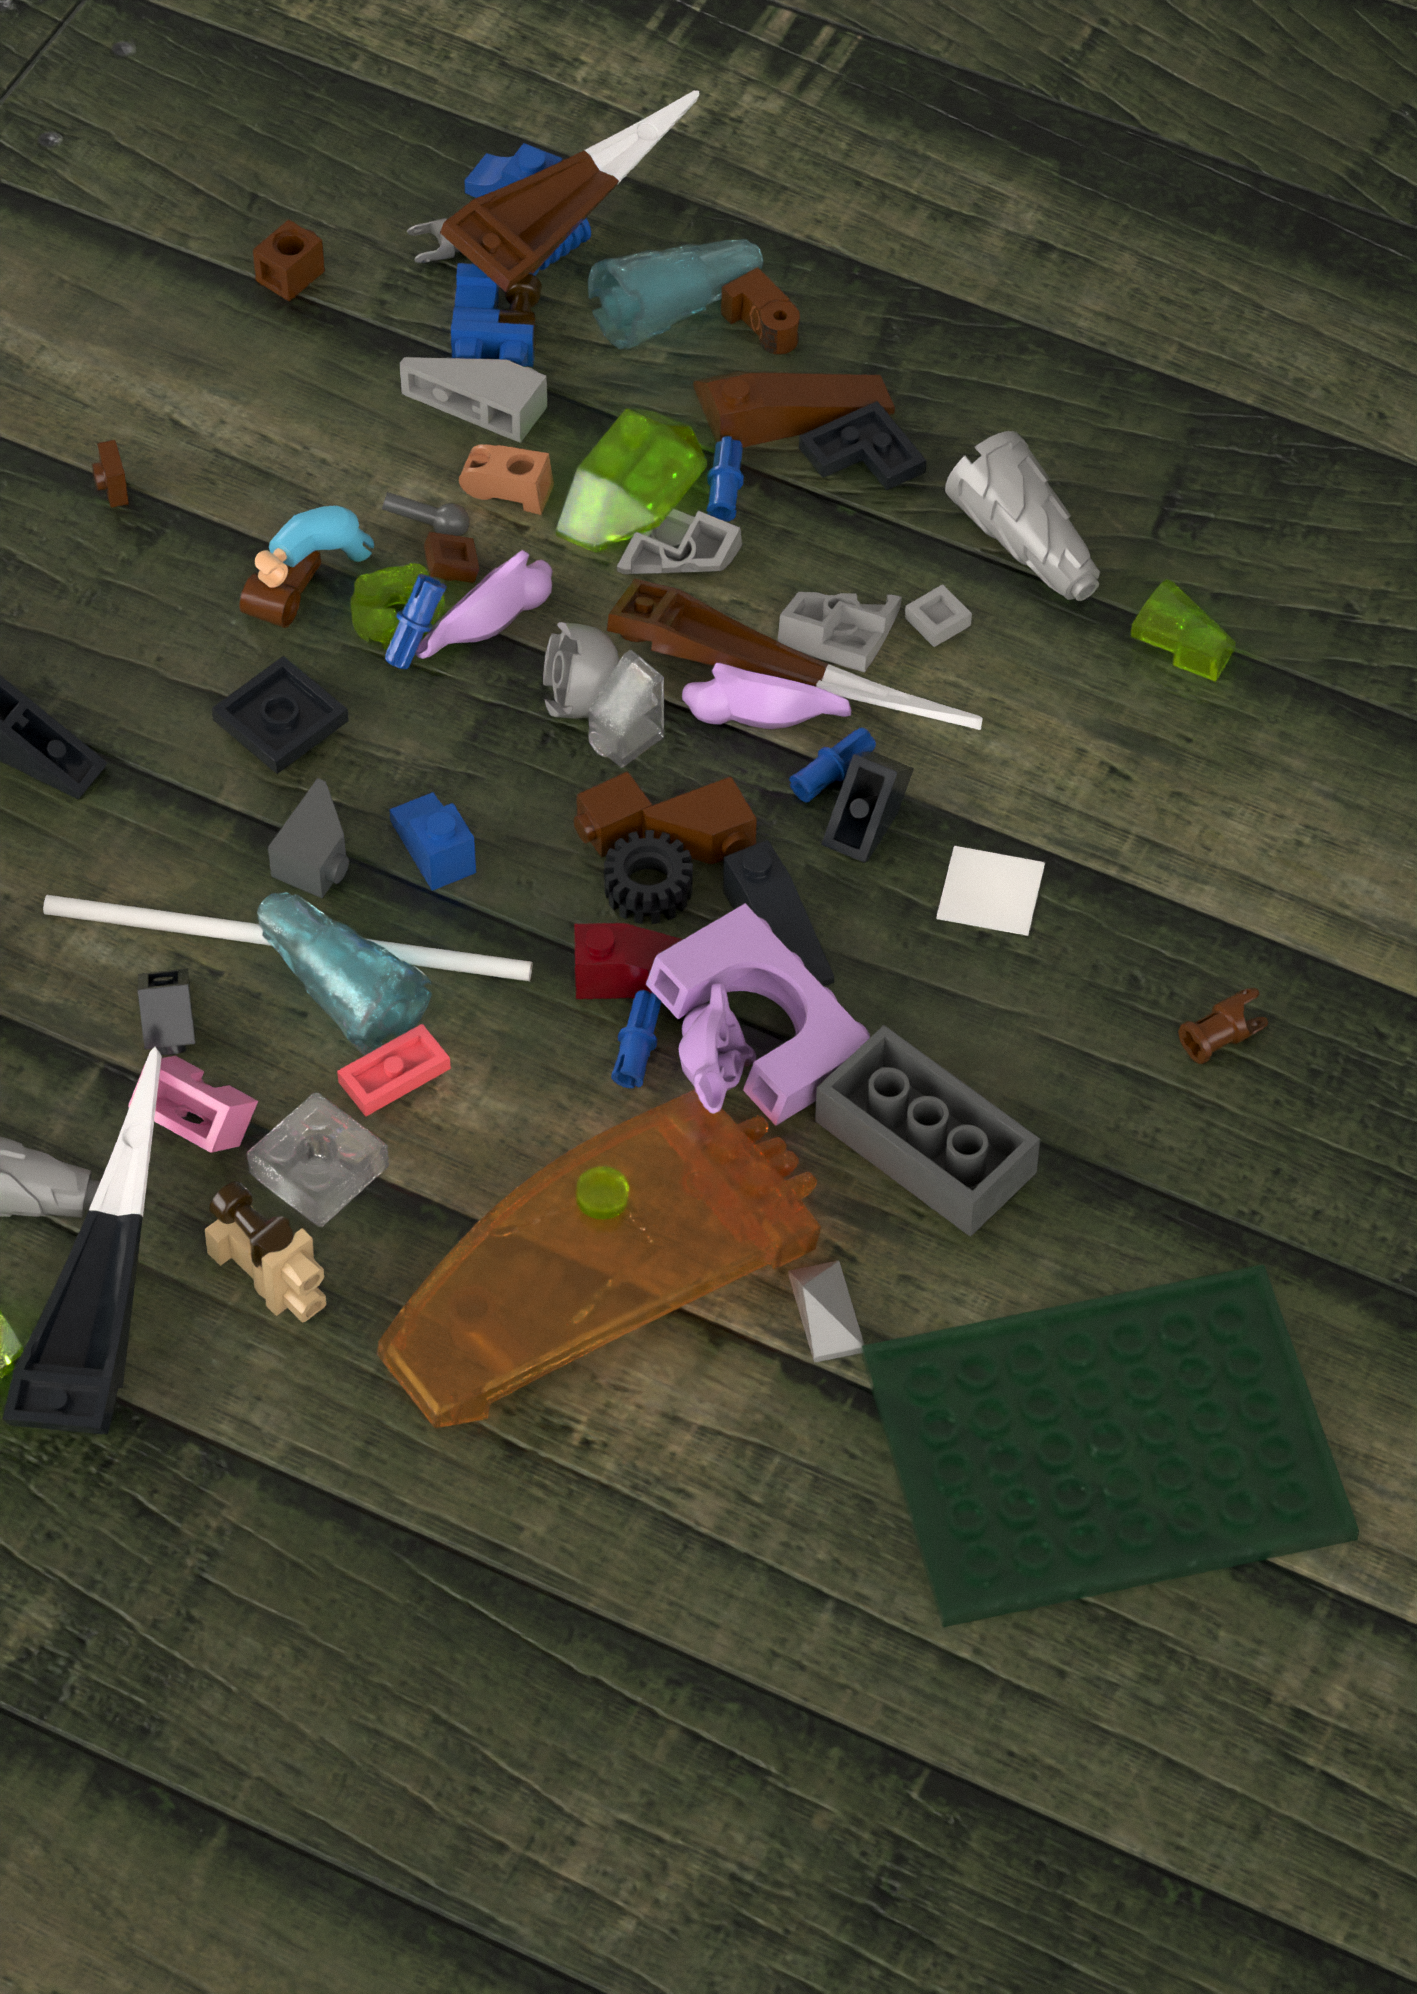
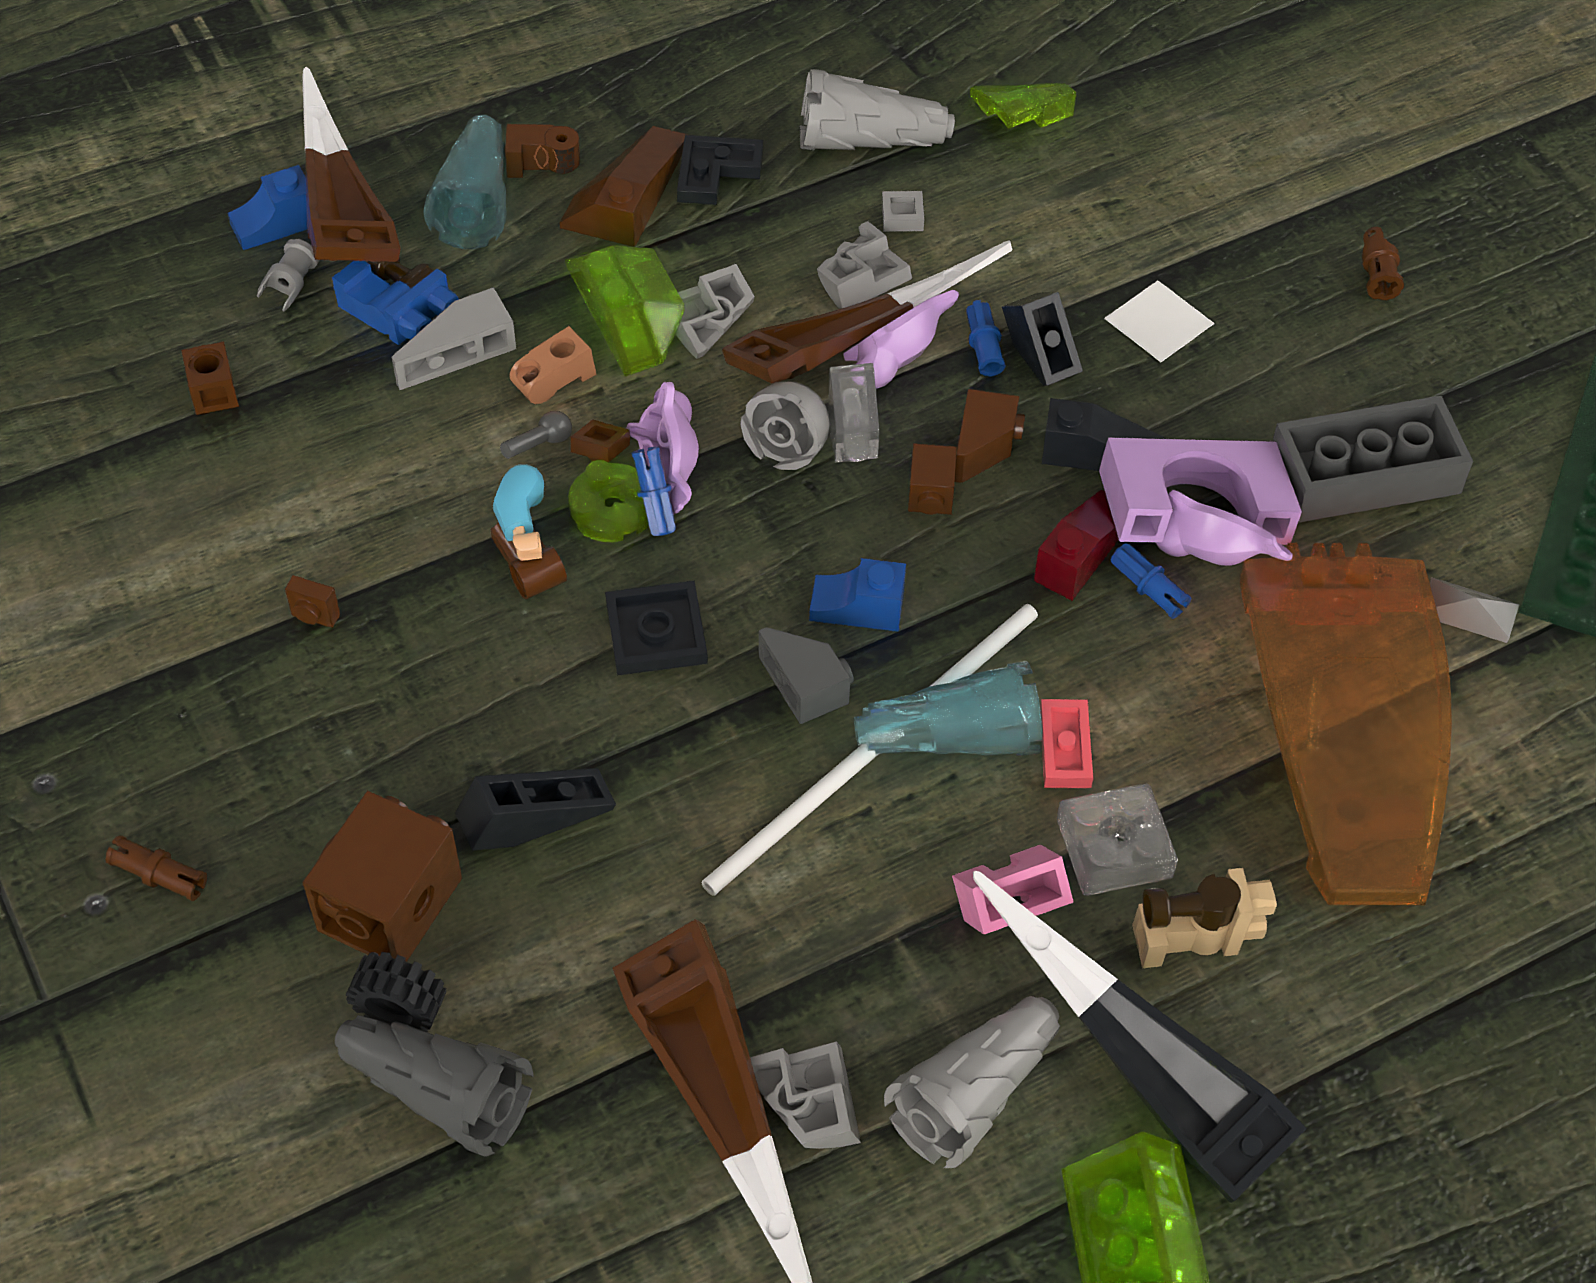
camera: 55 degrees left, 0 degrees up
(166, 1010) = (892, 857): slope -> none
(602, 1192) = (1329, 660): clear neon green tile -> none
(648, 899) = (1010, 474): black tyre -> none
(725, 479) = (671, 253): blue axle -> none

